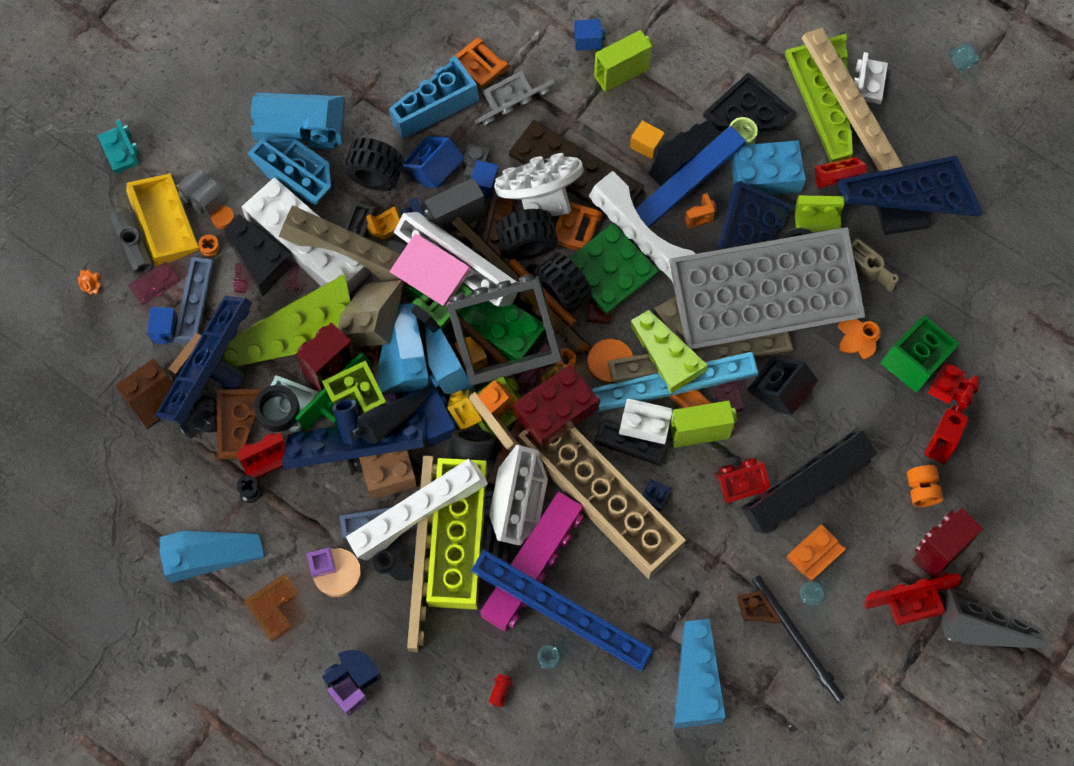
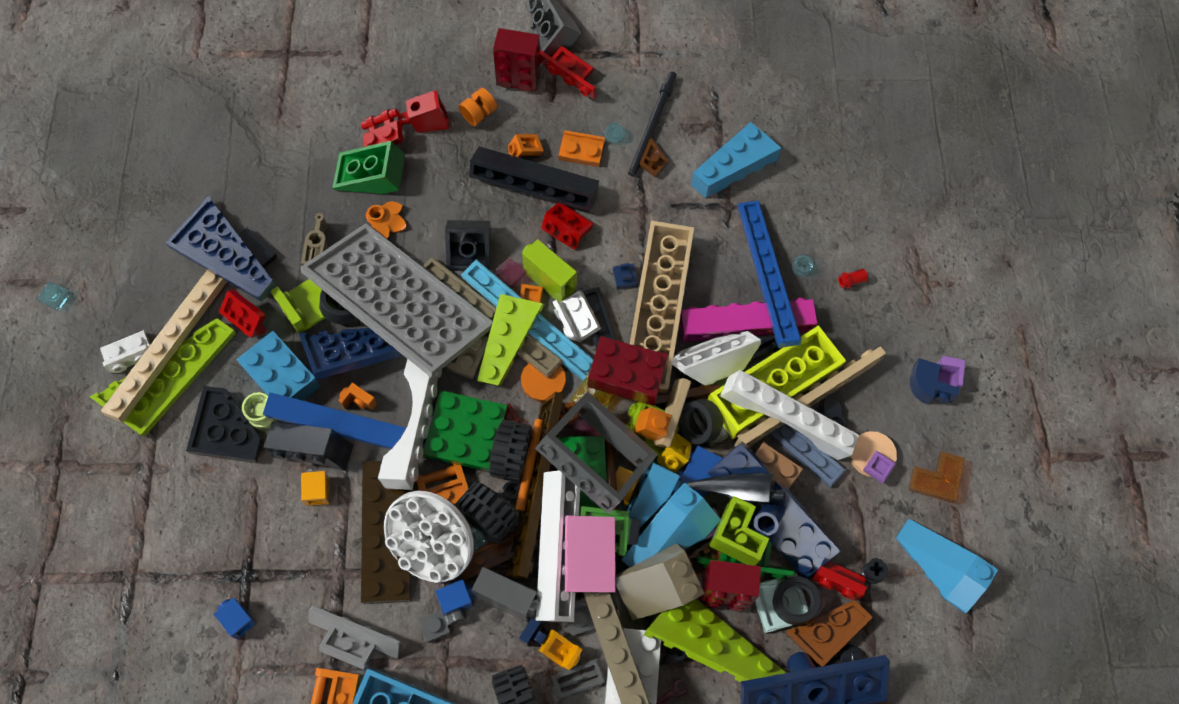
camera: 130 degrees left, 0 degrees up
(433, 161) = (469, 659): blue slope -> none
(623, 60) = (247, 559): lime brick -> none
(851, 501) = (525, 145): none -> orange bracket

